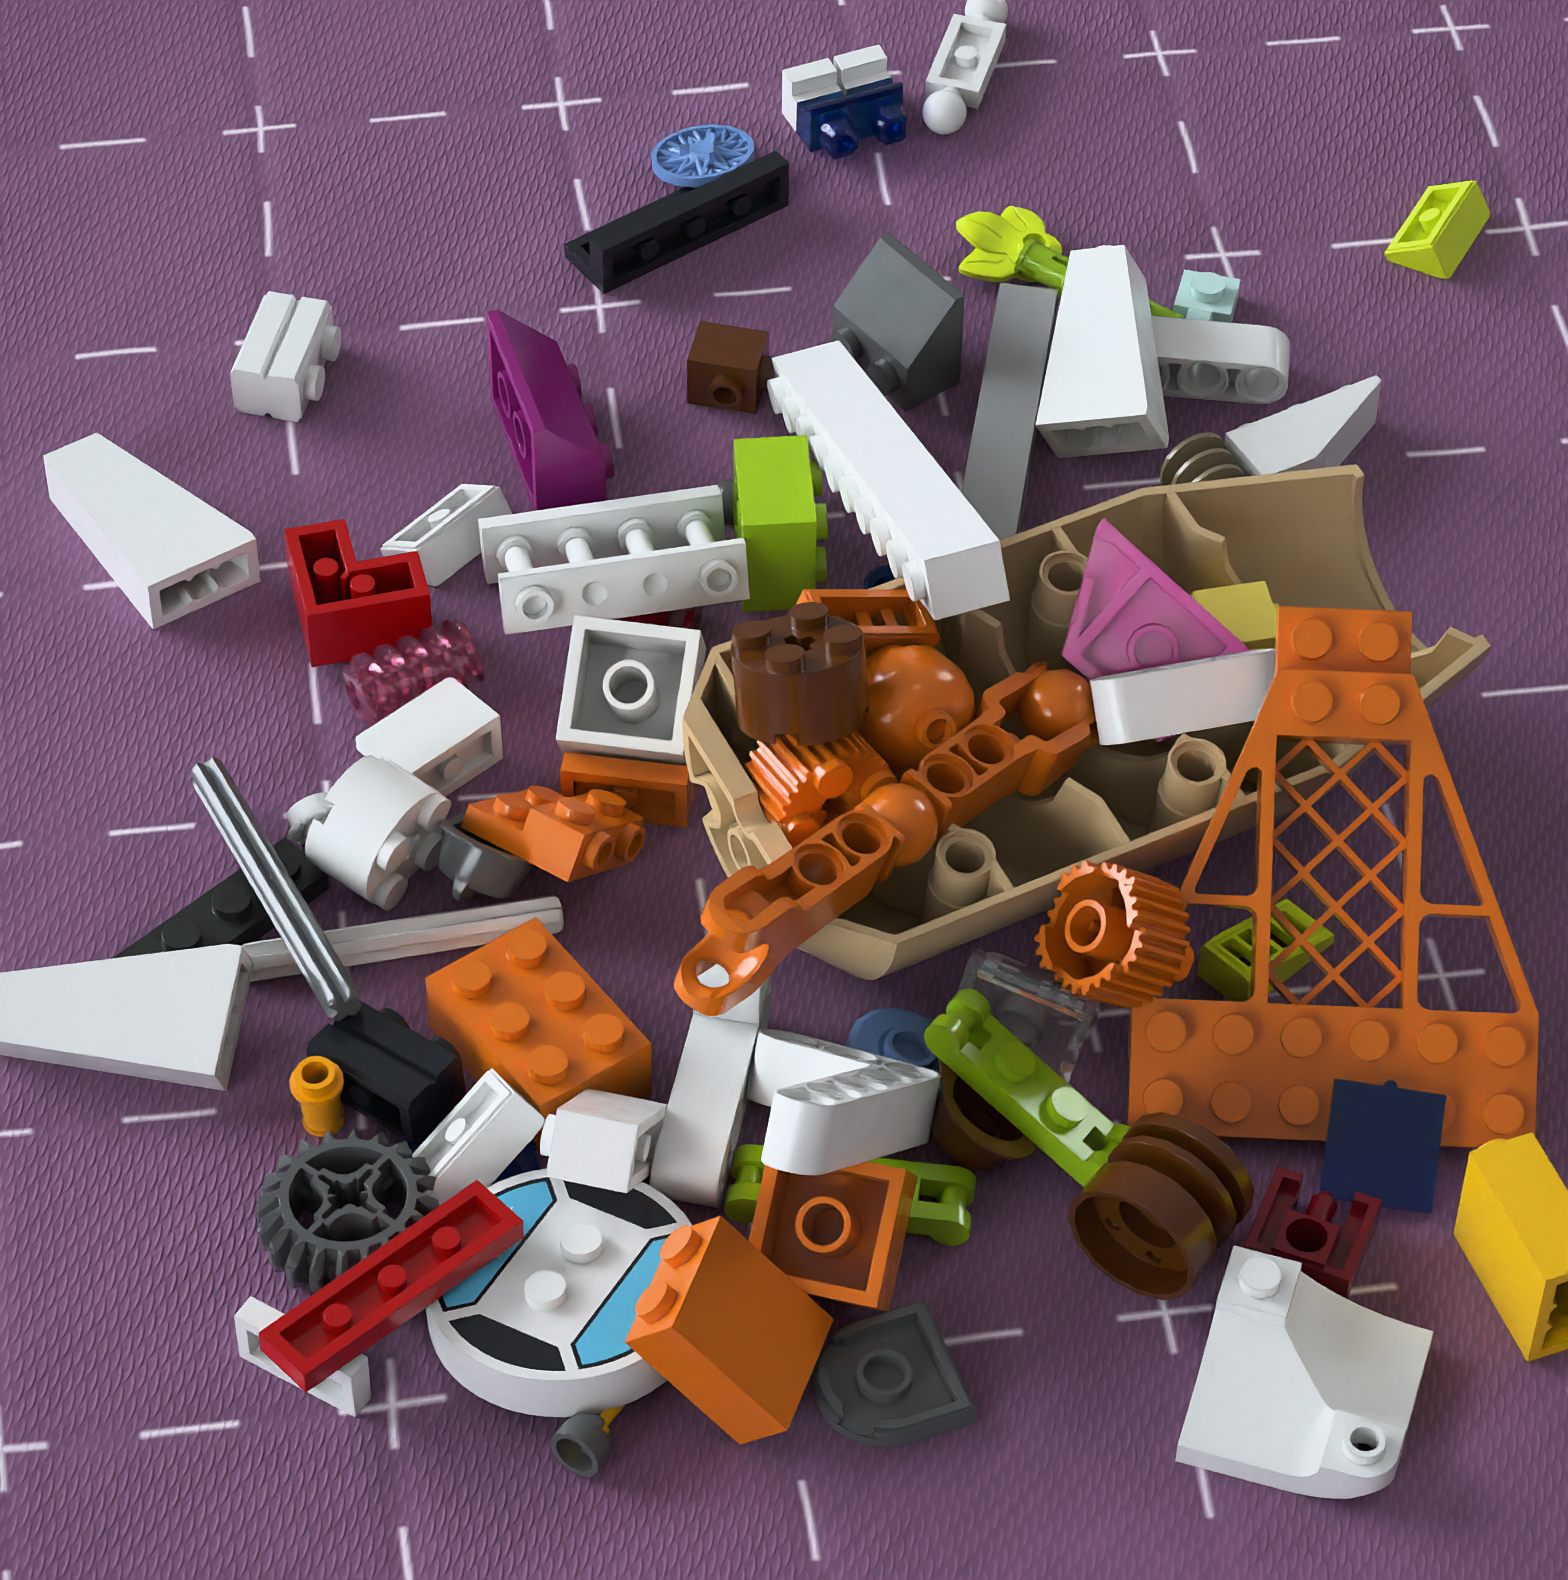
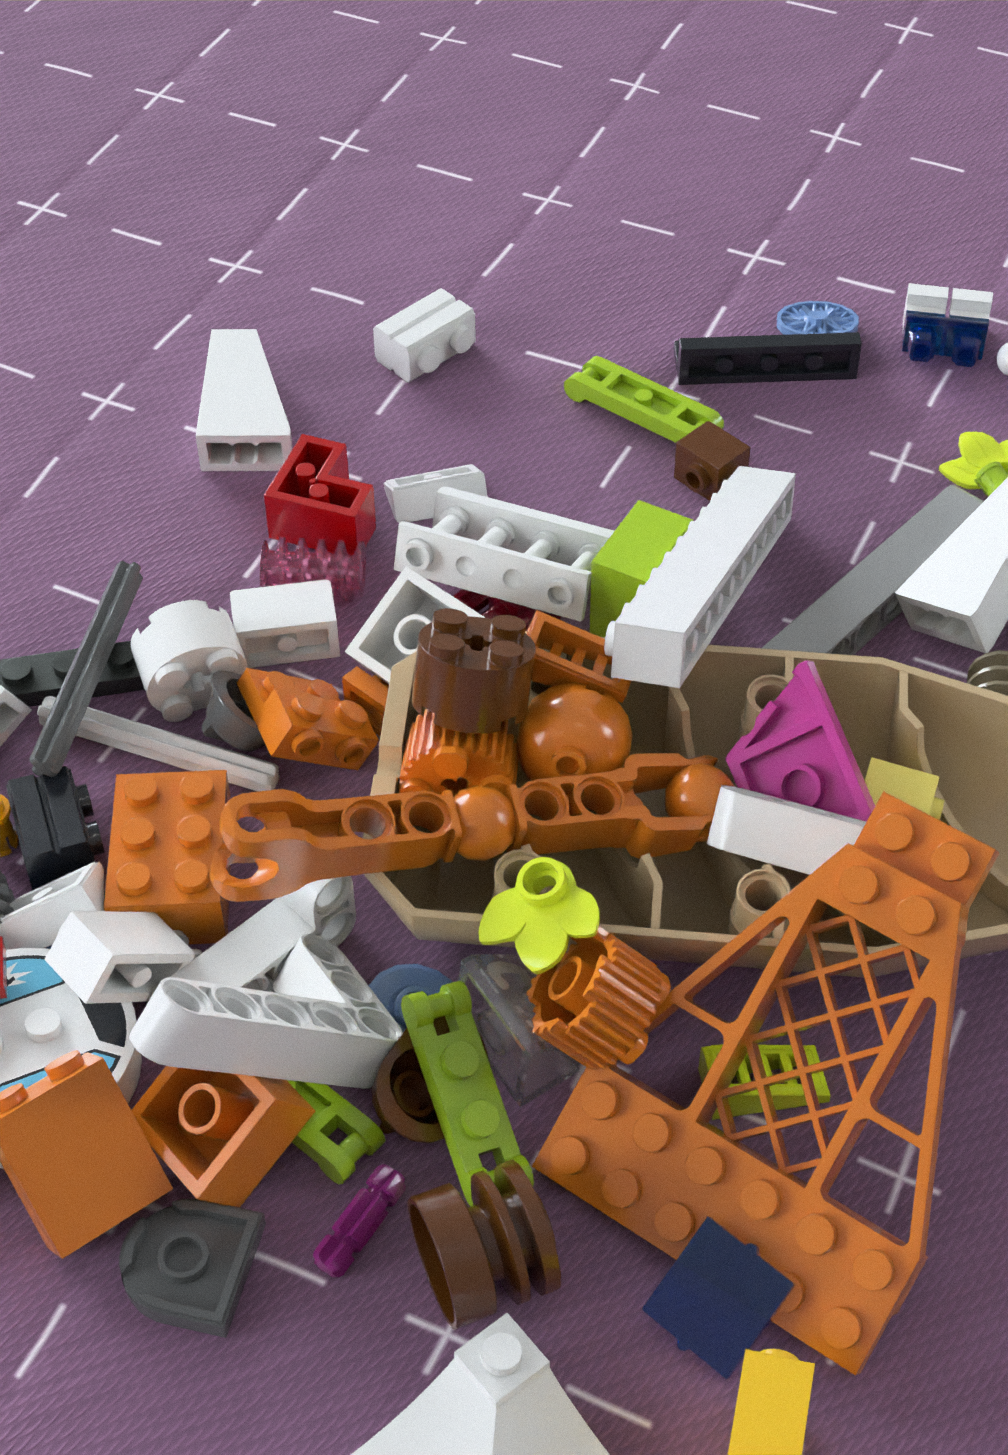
camera: 35 degrees right, 0 degrees up
(544, 417) = (551, 437): magenta slope -> none
(610, 329) = (638, 399): none -> lime plate
(901, 324) = (850, 484): dark grey slope -> none
(1014, 1260) = (359, 1221): none -> magenta axle
(1027, 888) = (542, 921): none -> neon yellow plate
(1329, 1255) = (576, 1321): dark red brick -> none

